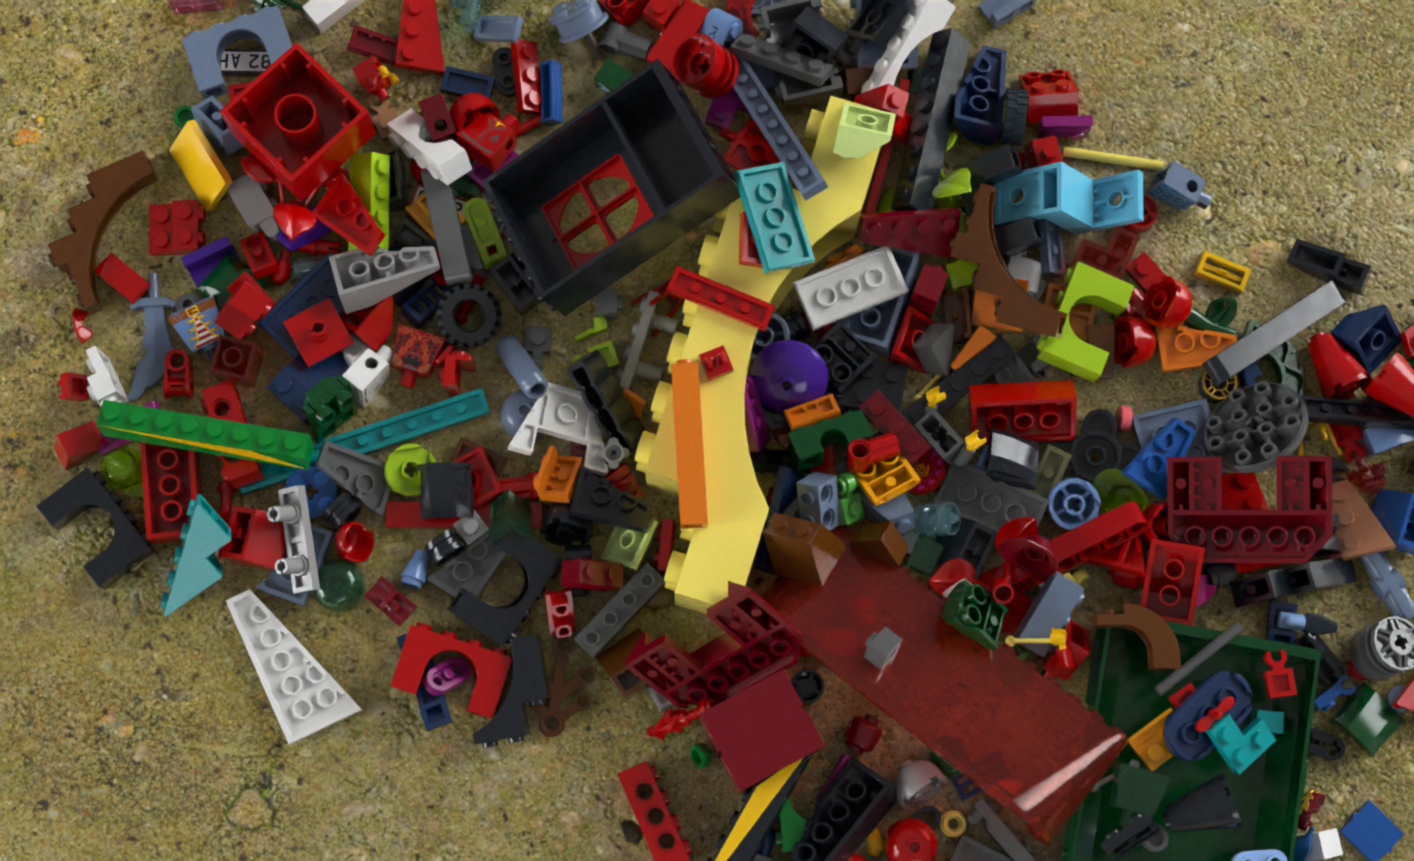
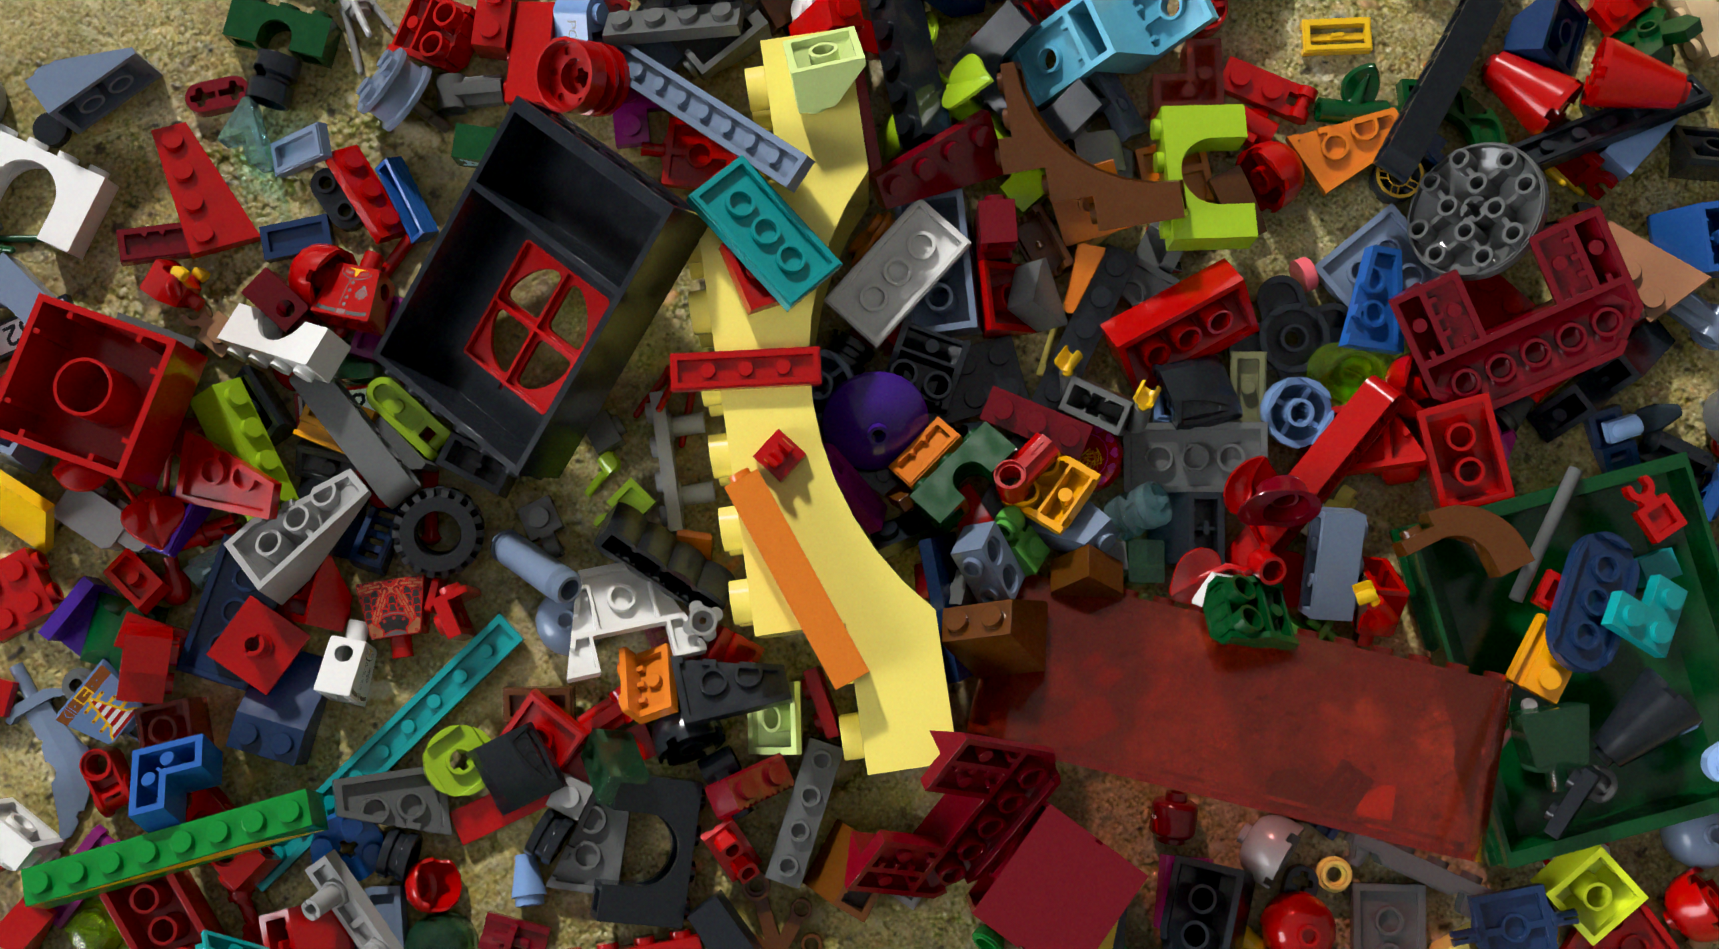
camera: 20 degrees left, 5 degrees up
(224, 385) = (164, 777): none -> blue brick
(329, 406) = (316, 733): dark green slope -> none
(353, 352) = (318, 643): white tile -> none
(675, 720) = (941, 911): red piece -> none
(808, 686) = (1079, 795): black wheel -> none
(882, 647) = (1159, 716): dark grey plate -> none
(1010, 640) = (1305, 622): light yellow hinge -> none
(1167, 303) = (1294, 107): red cylinder -> none
(1214, 714) = (1597, 614): red piece -> none
(1368, 479) = (1632, 208): clear red rock -> none

